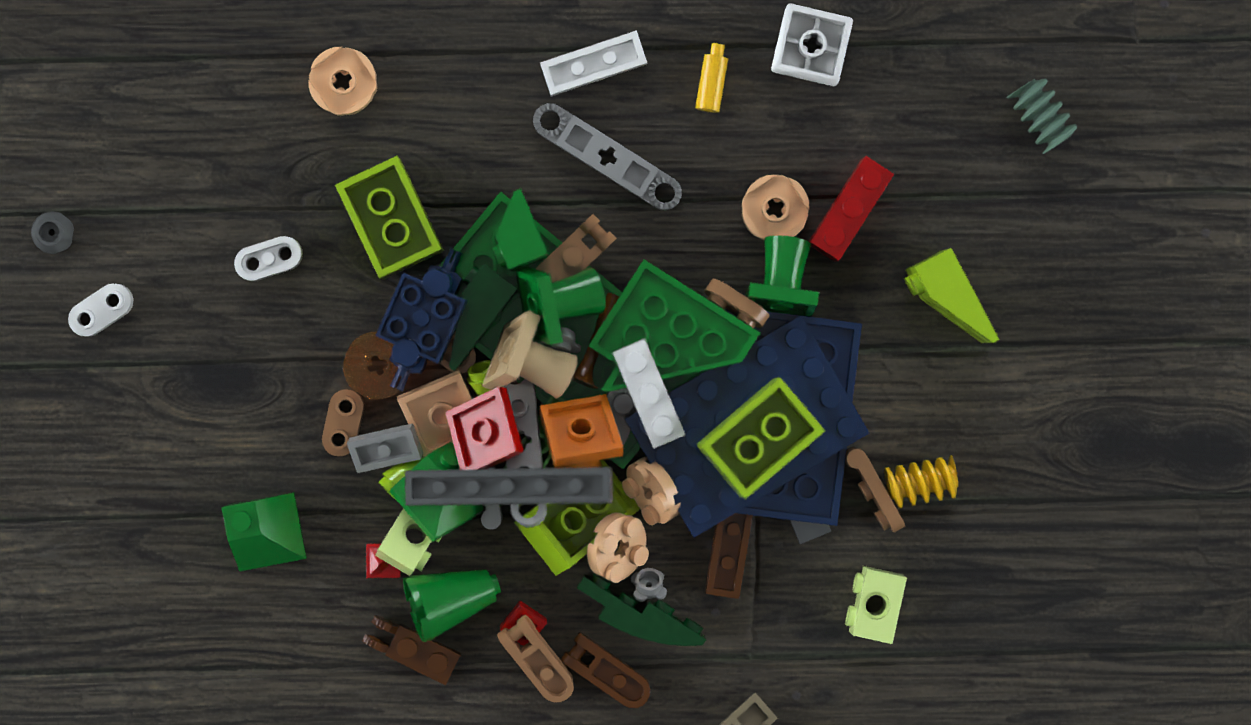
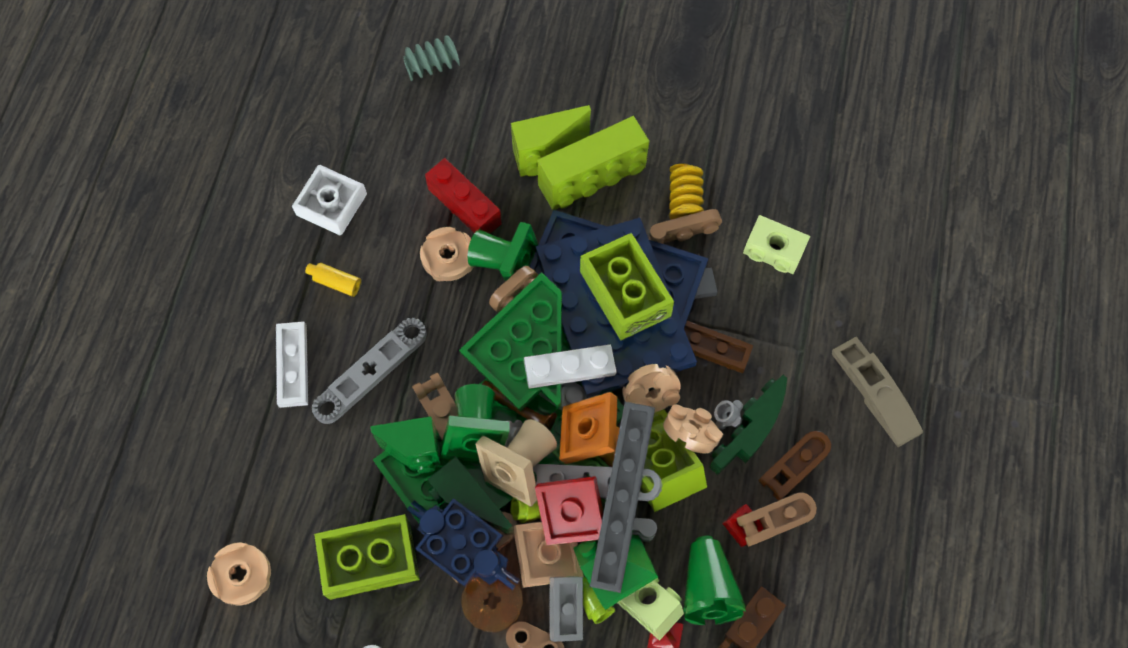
camera: 80 degrees left, 20 degrees down
(931, 359) = (593, 163): none -> lime brick

